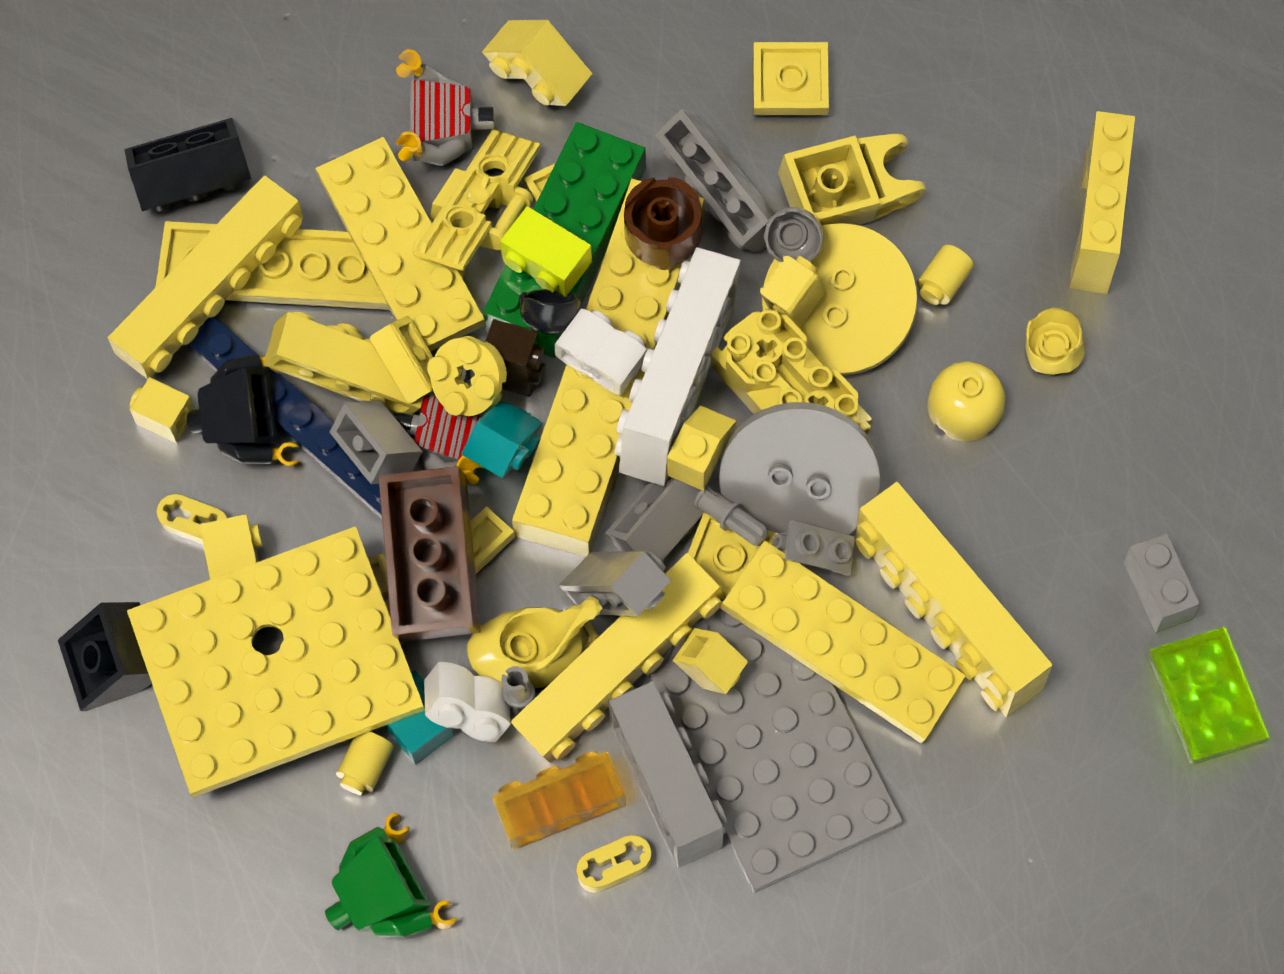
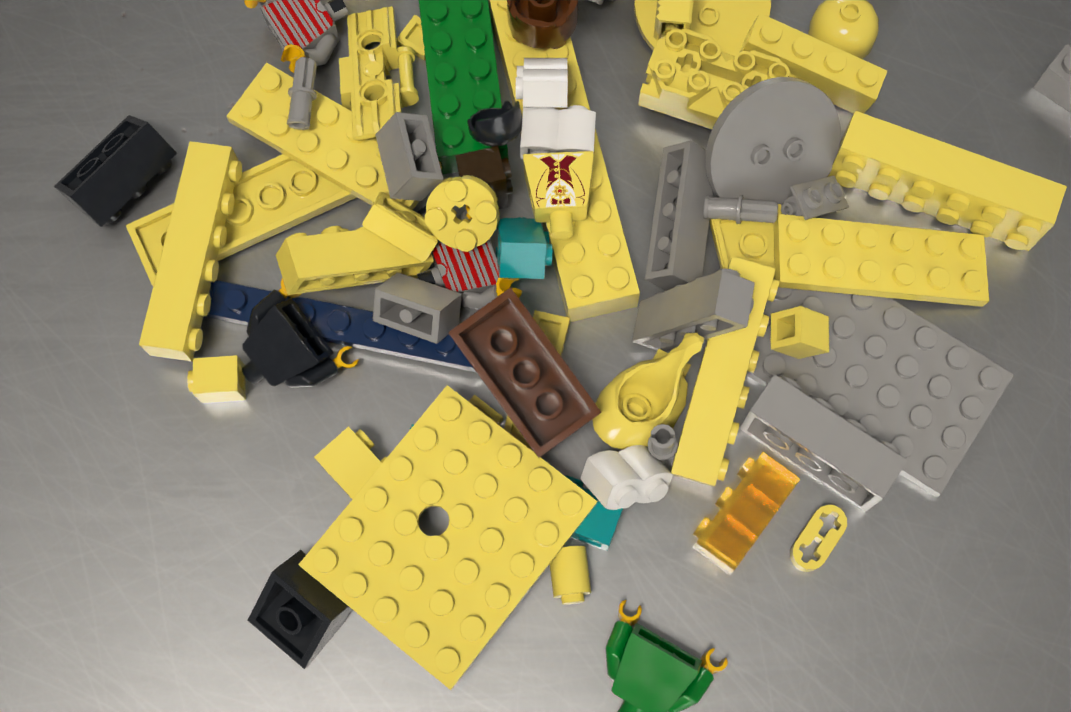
camera: 30 degrees left, 5 degrees up
(191, 508) = (292, 447): light yellow beam -> none
(393, 185) = (302, 94): none -> light grey axle
(449, 297) = (409, 156): none -> light grey brick
(545, 252) = (462, 80): neon yellow brick -> none
(570, 403) = (559, 188): none -> light yellow torso
(615, 295) = (543, 83): none -> white brick
(677, 364) = (625, 115): white brick -> none
(699, 447) = (687, 168): light yellow slope -> none
(902, 418) = (840, 75): none -> light yellow brick

